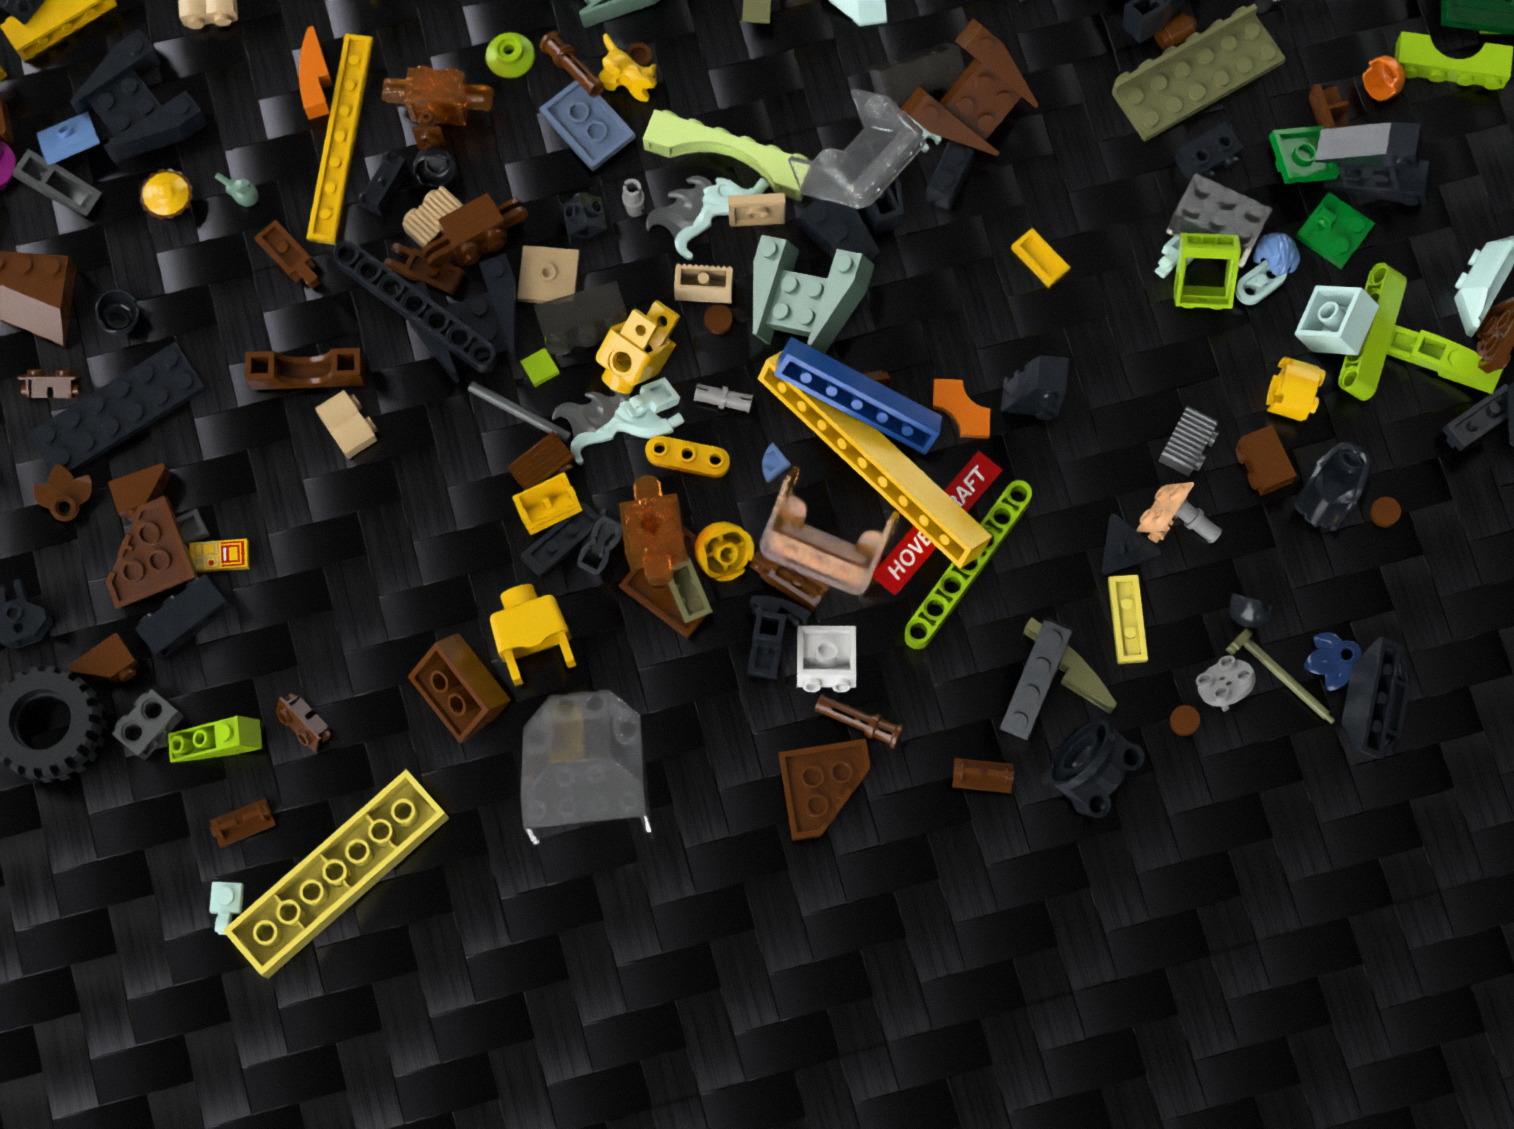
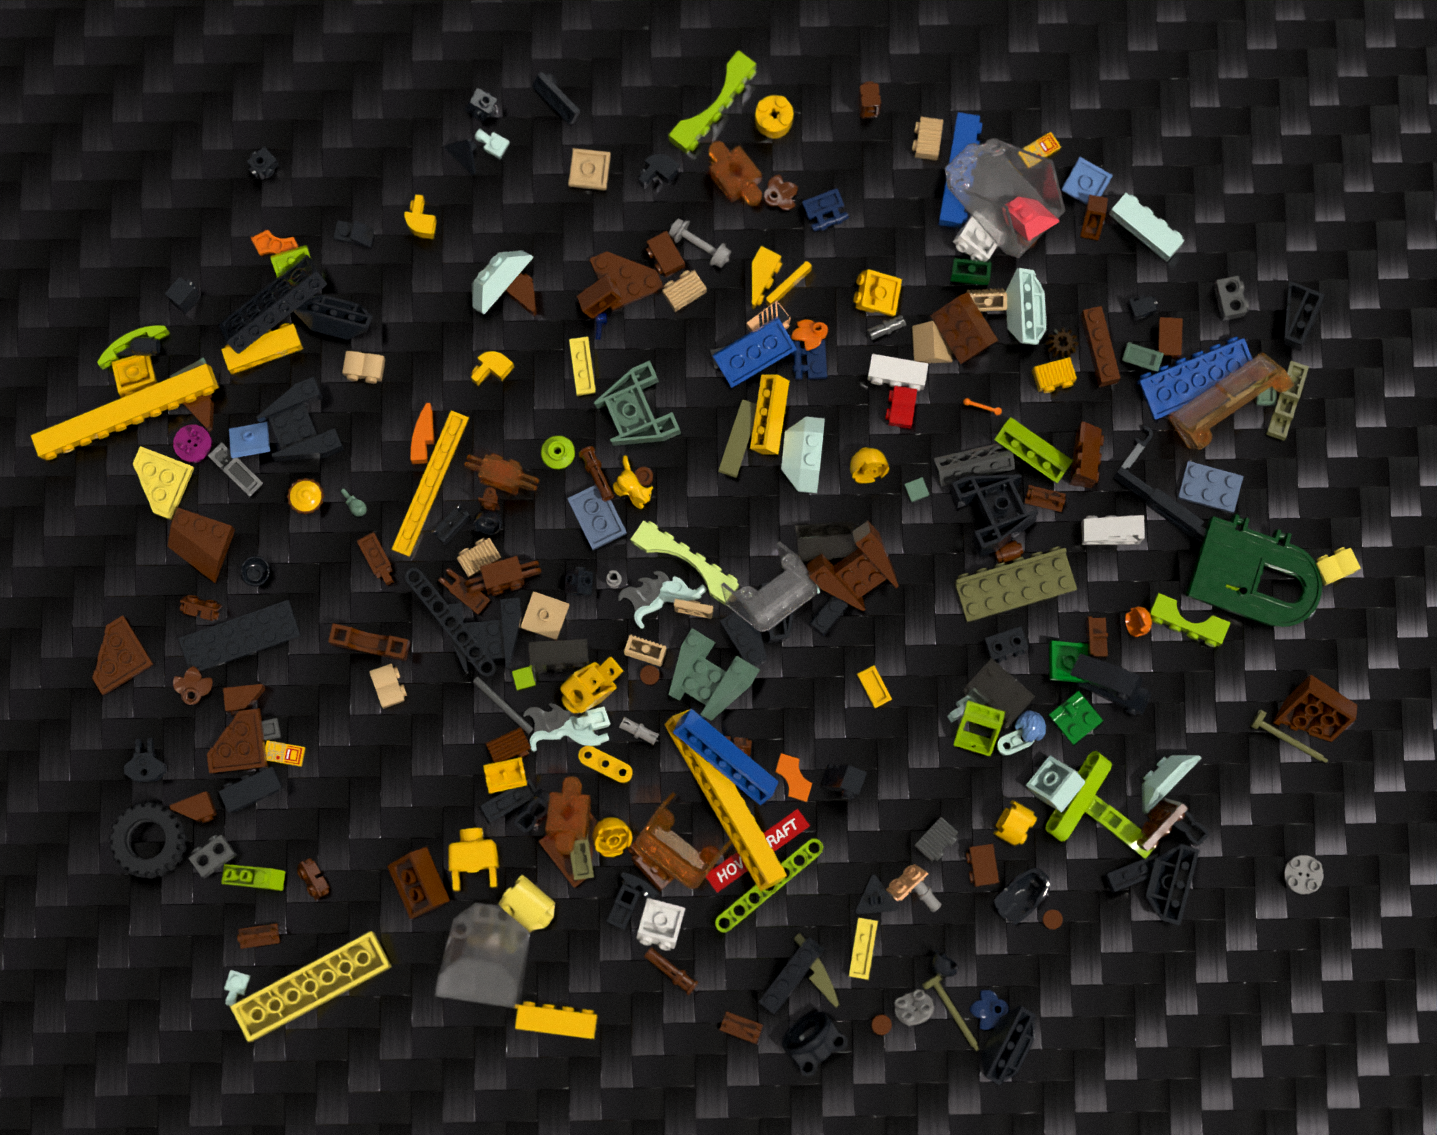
camera: 10 degrees right, 5 degrees up
(626, 675) = (528, 905): none -> light yellow cylinder
(711, 834) = (556, 1021): none -> yellow brick
(774, 463) = (660, 783): medium blue tile -> none
(820, 783) = (635, 1006): reddish brown plate -> none

